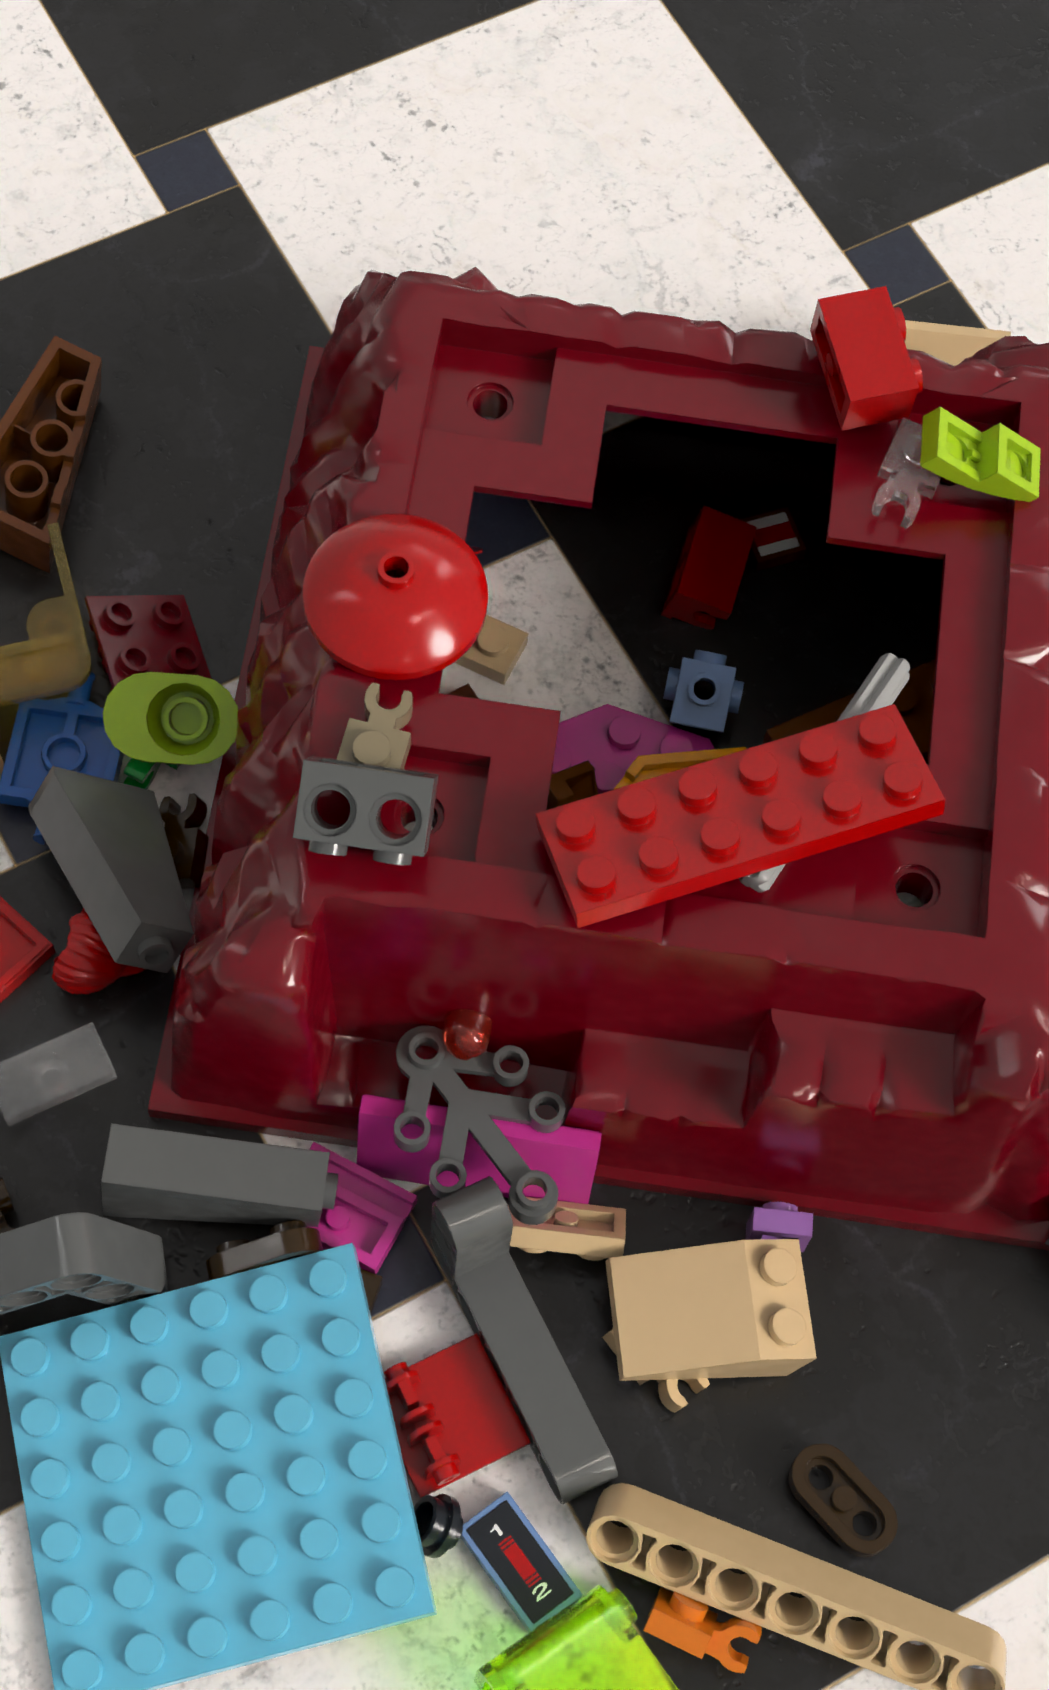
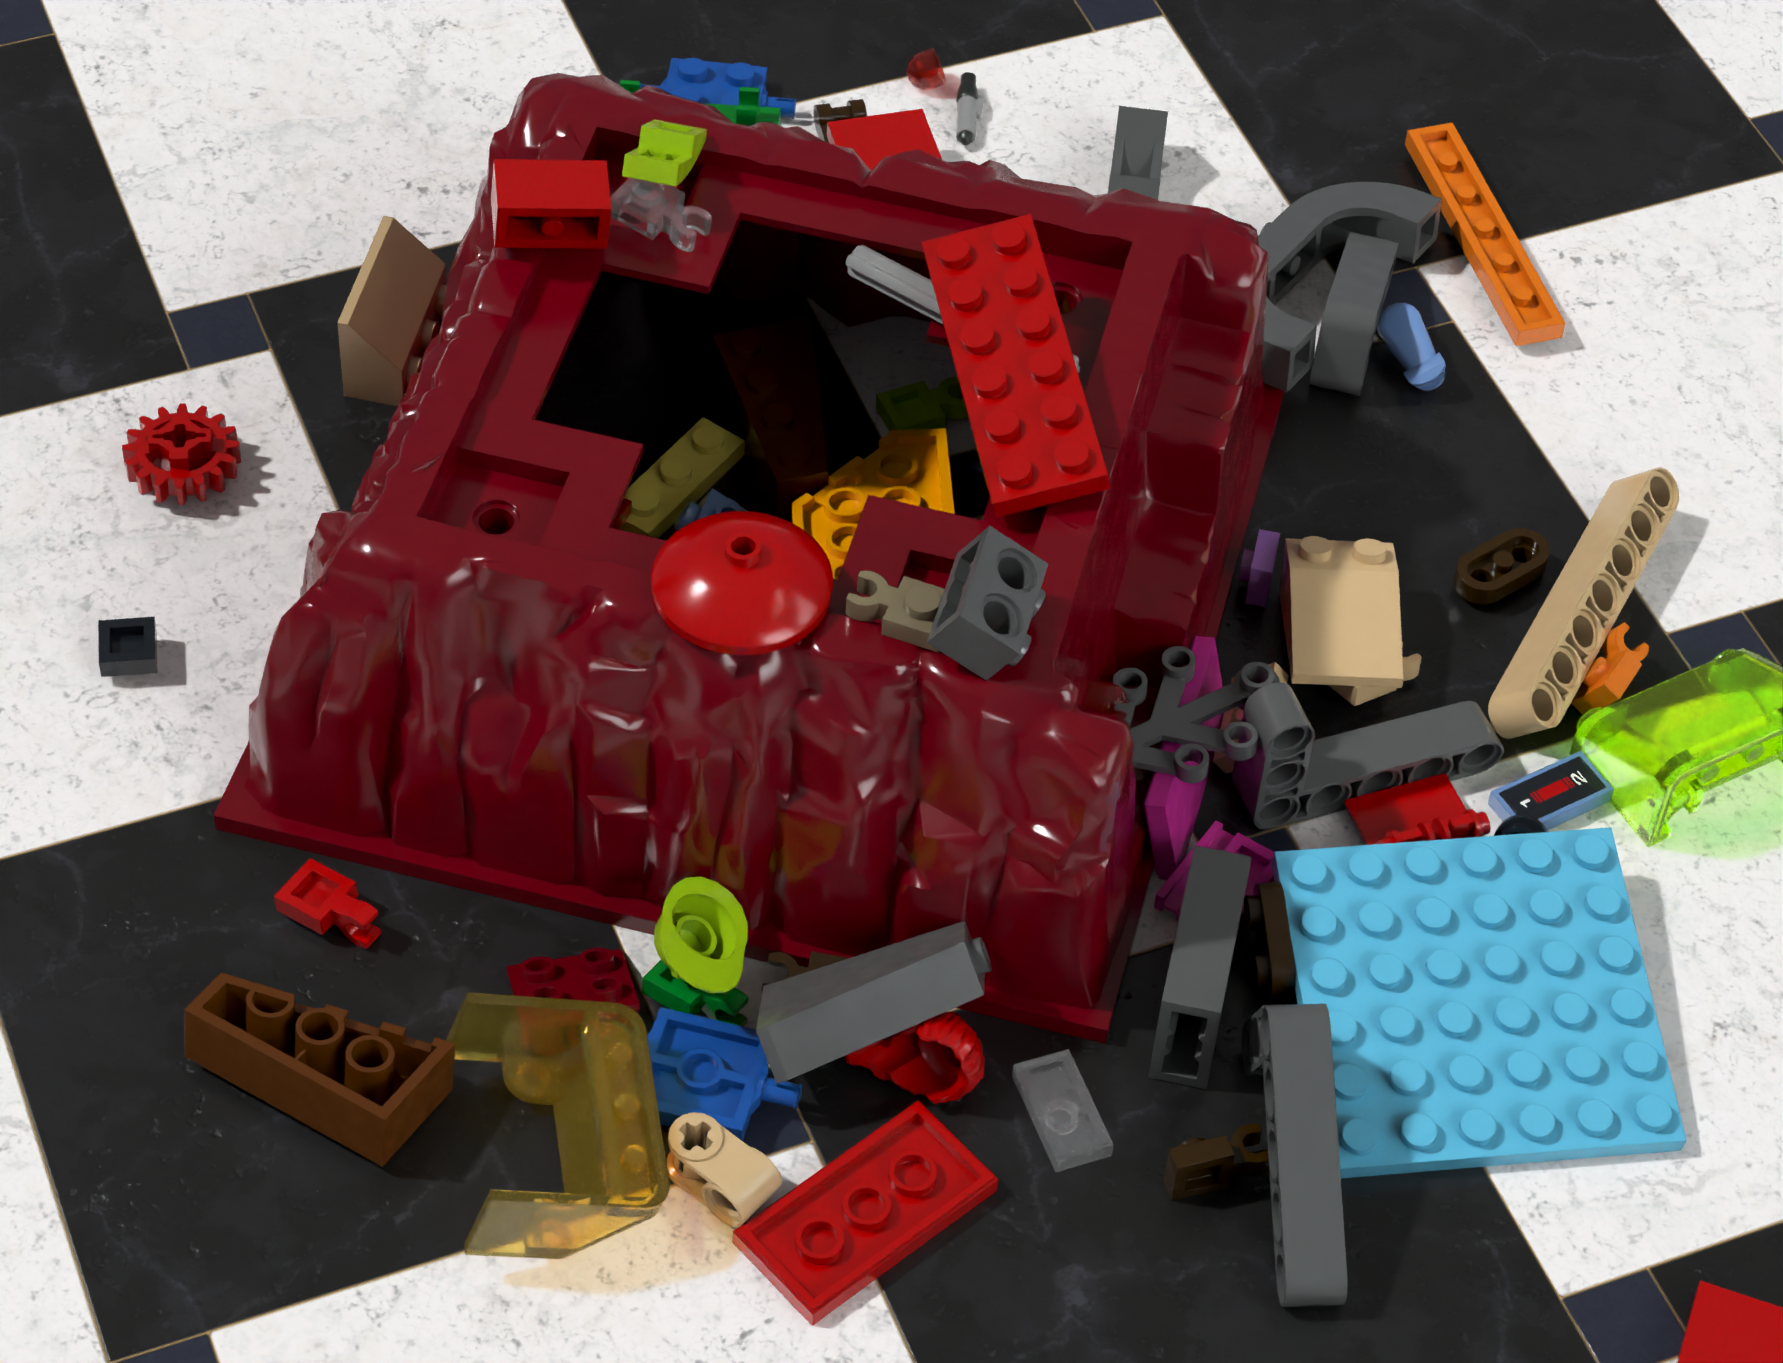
camera: 80 degrees left, 15 degrees down
(223, 438) = (324, 898): none -> red plate
(489, 251) = (127, 646): none -> black plate
(719, 253) = (181, 454): none -> red gear
(785, 658) = (681, 477): none -> light yellow plate

